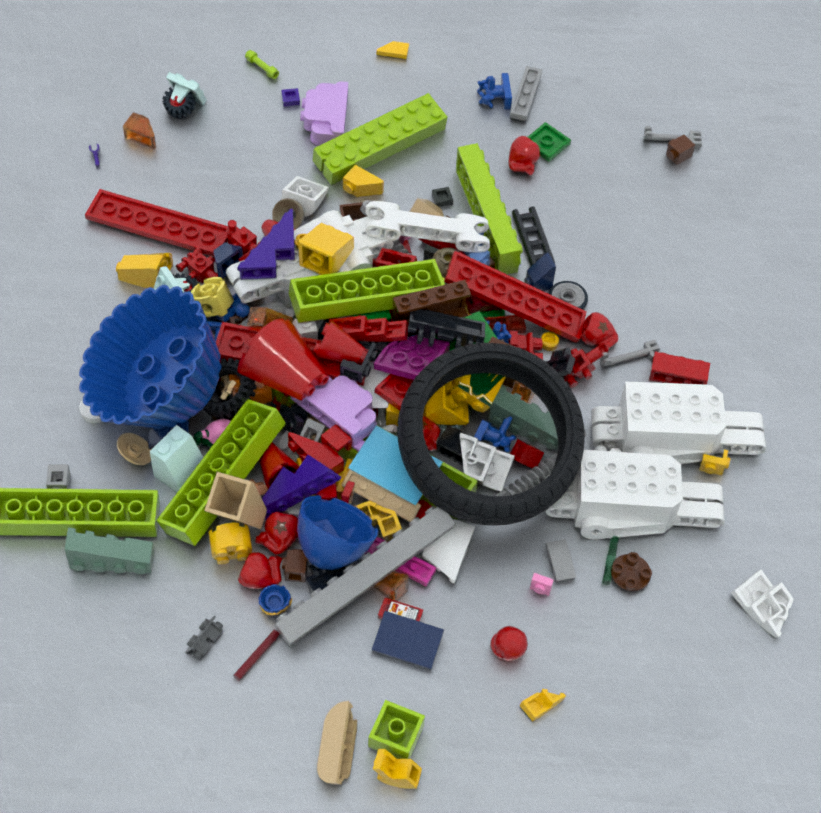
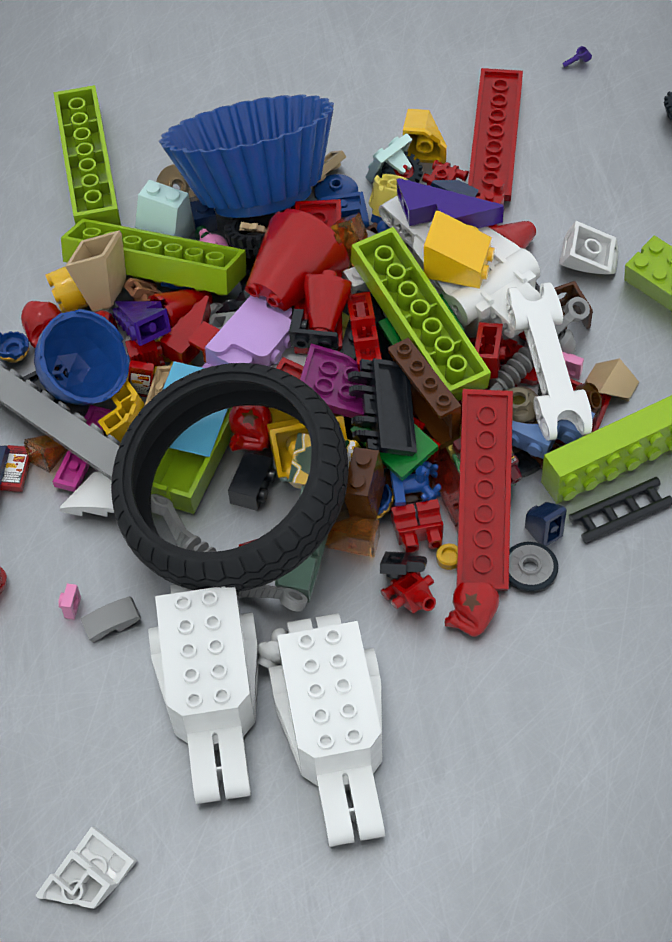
camera: 85 degrees right, 0 degrees up
(58, 476) = (126, 136): light grey brick -> none
(108, 553) = (42, 193): sand green wedge -> none
(139, 130) = (627, 83): clear orange slope -> none
(283, 206) = (549, 241): dark tan piece -> none
(362, 183) = (633, 302): yellow slope -> none
(442, 196) = (648, 394): pearl dark grey tile -> none
(485, 462) = (225, 506): white slope -> none
(495, 436) = (273, 505): blue piece -> none
(611, 556) = (123, 677): clear green piece -> none
(631, 572) = (107, 701): reddish brown dish -> none
(649, 349) = (468, 678): light grey hinge -> none
(678, 370) = (441, 719): red brick -> none
(714, 464) = (289, 778): yellow bracket -> none

